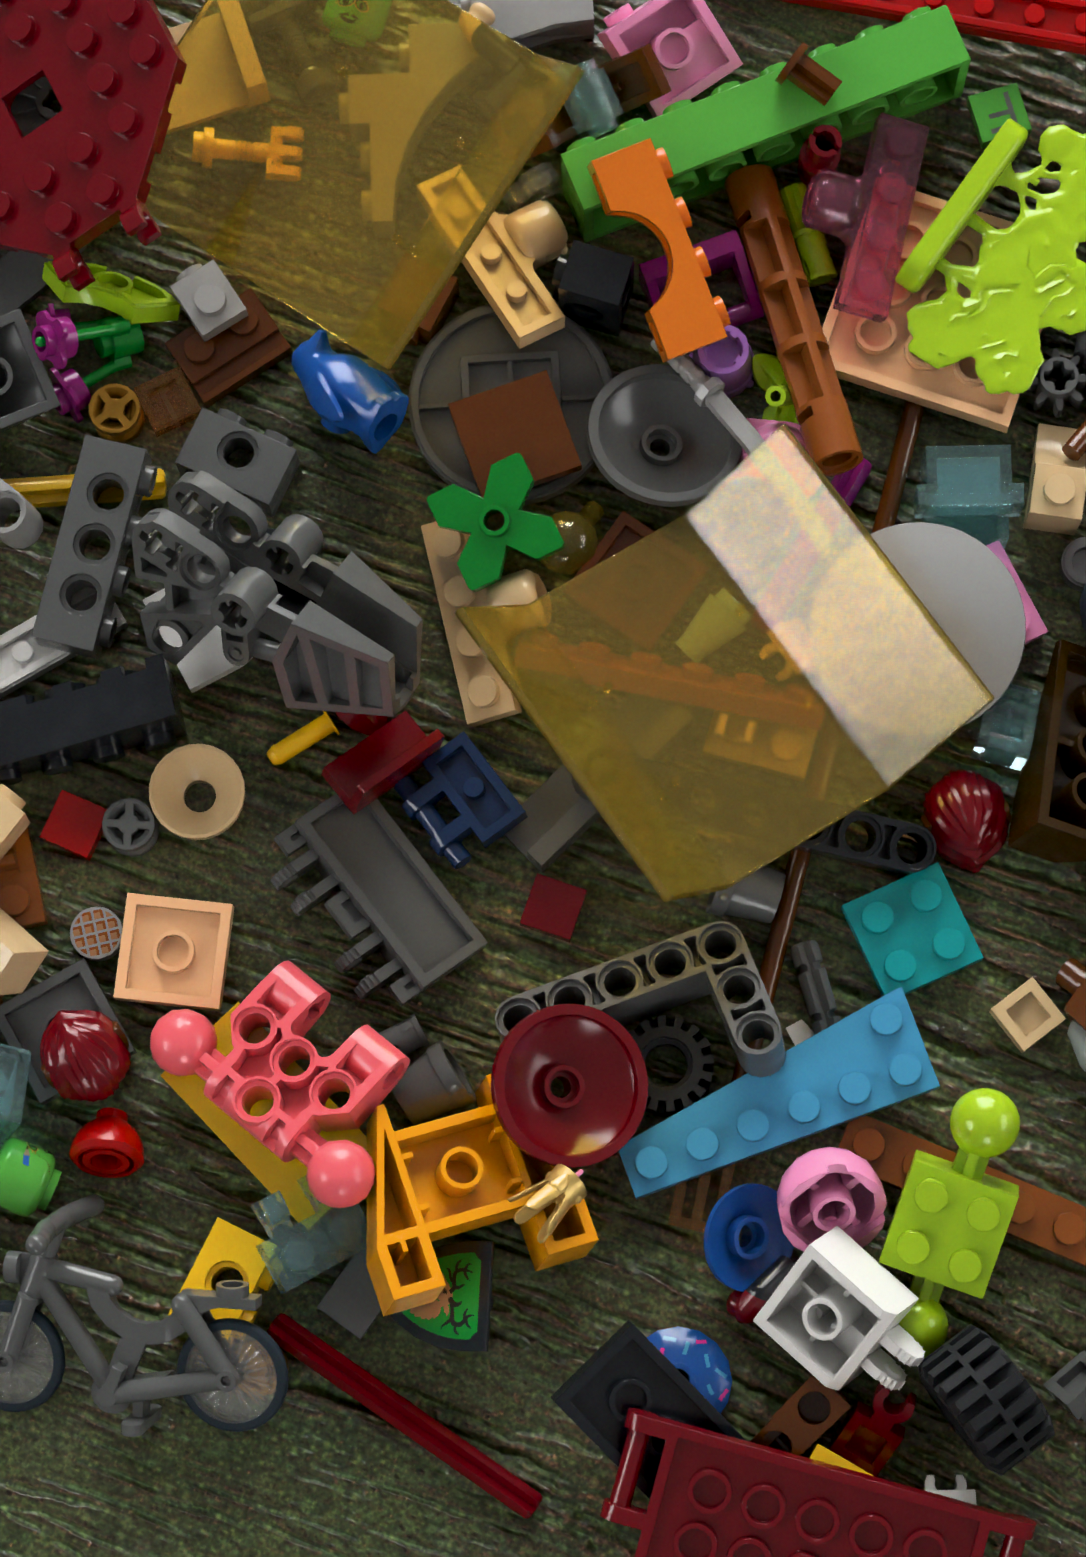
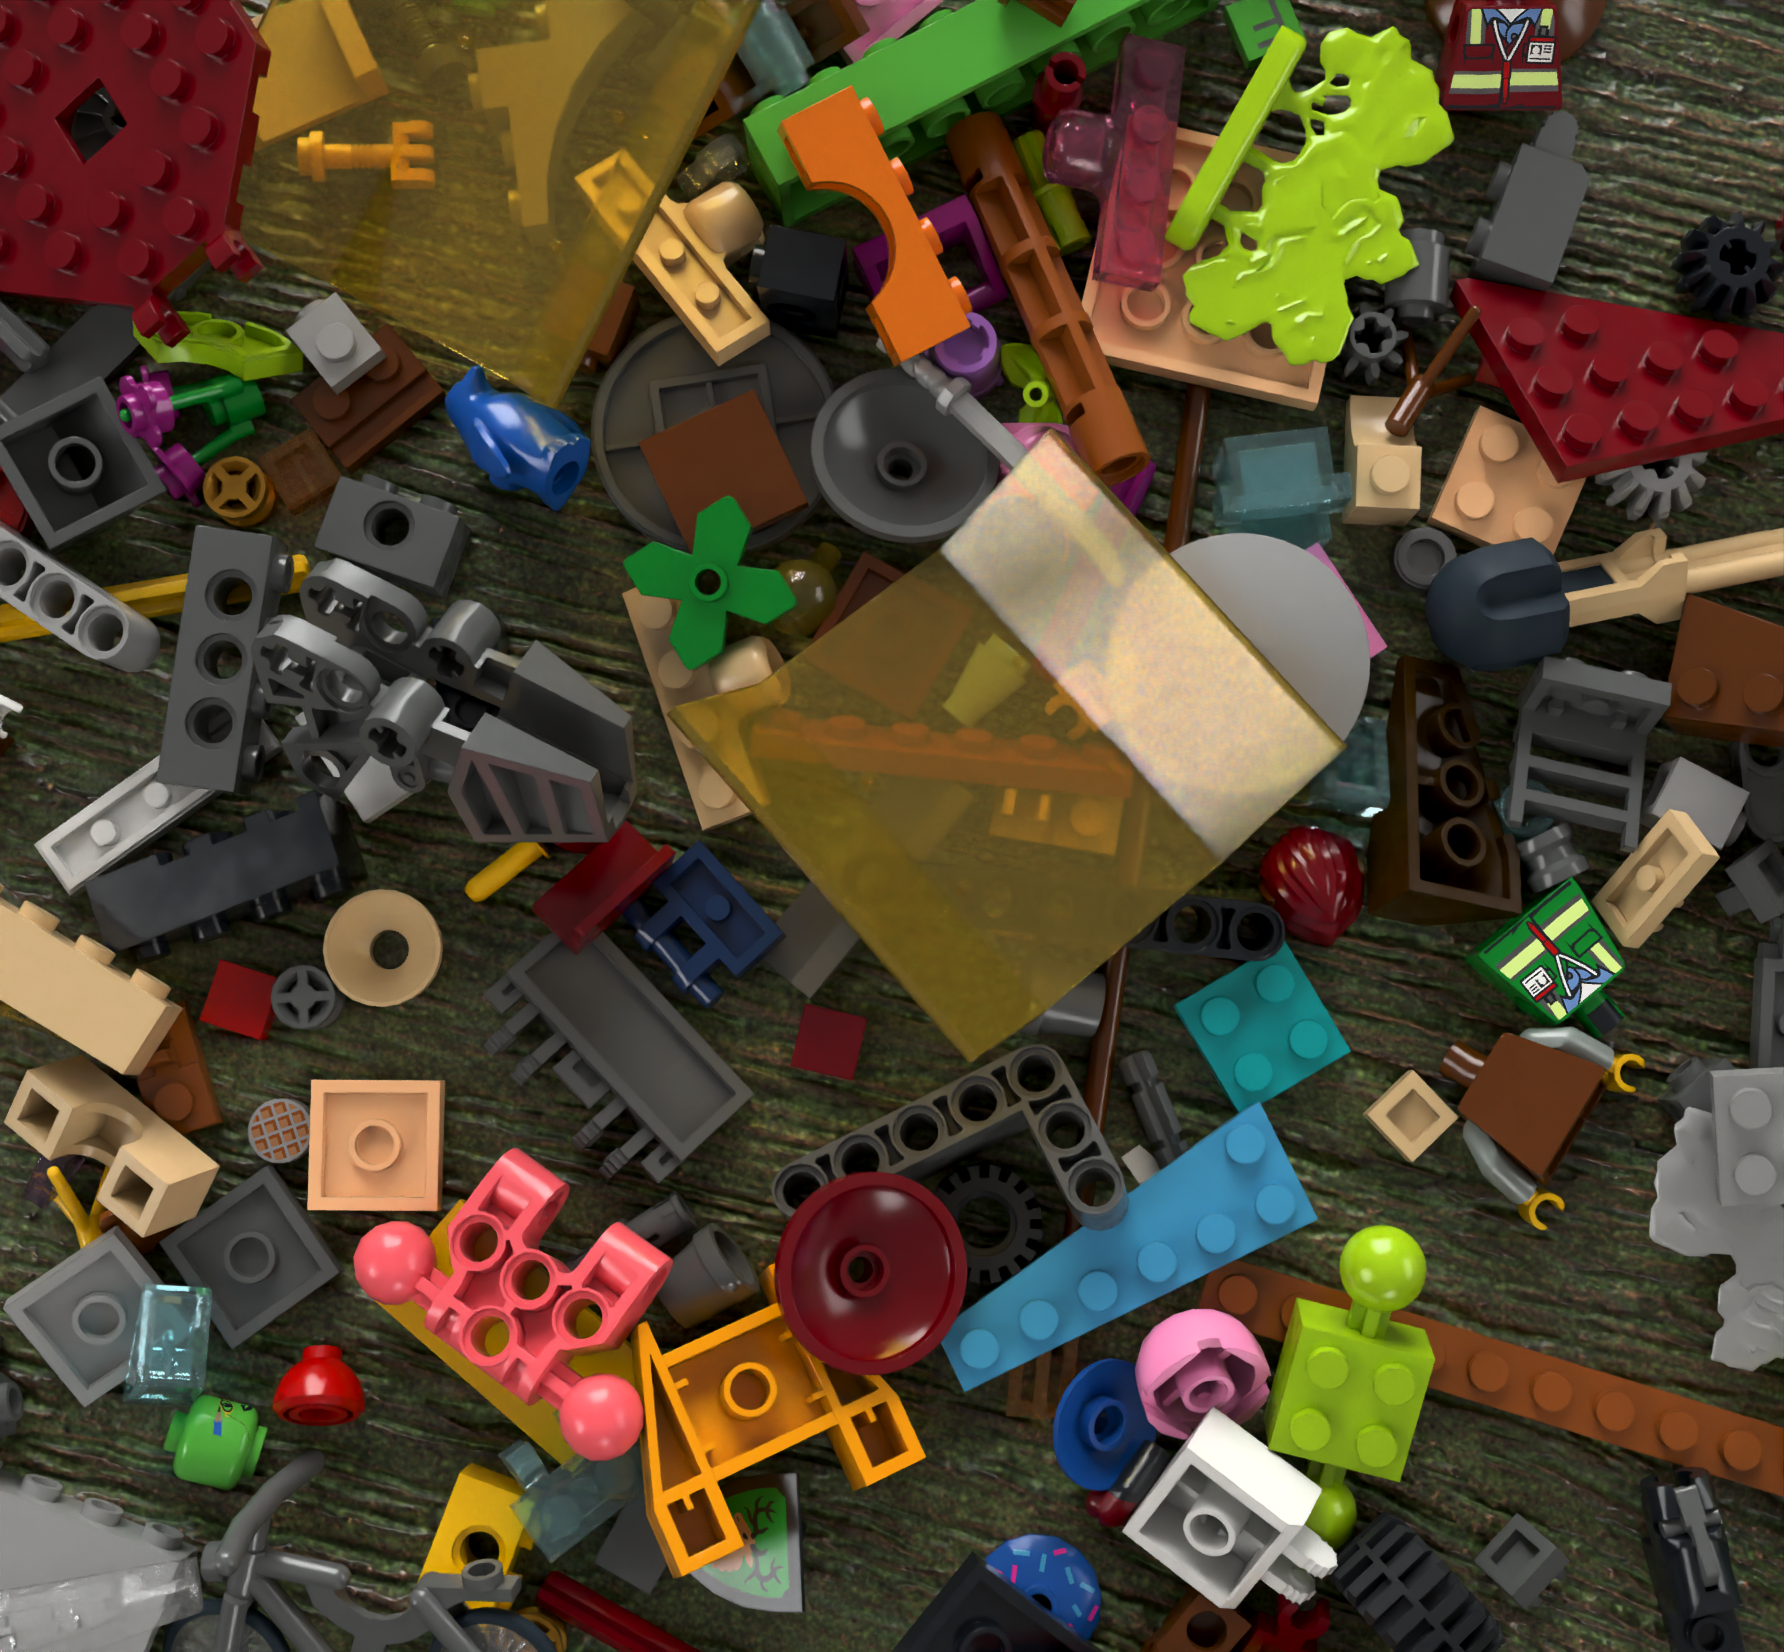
camera: 10 degrees left, 5 degrees up
(84, 1055) = (276, 1289): dark red hair -> none
(558, 1187) = (870, 1403): pearl gold piece -> none

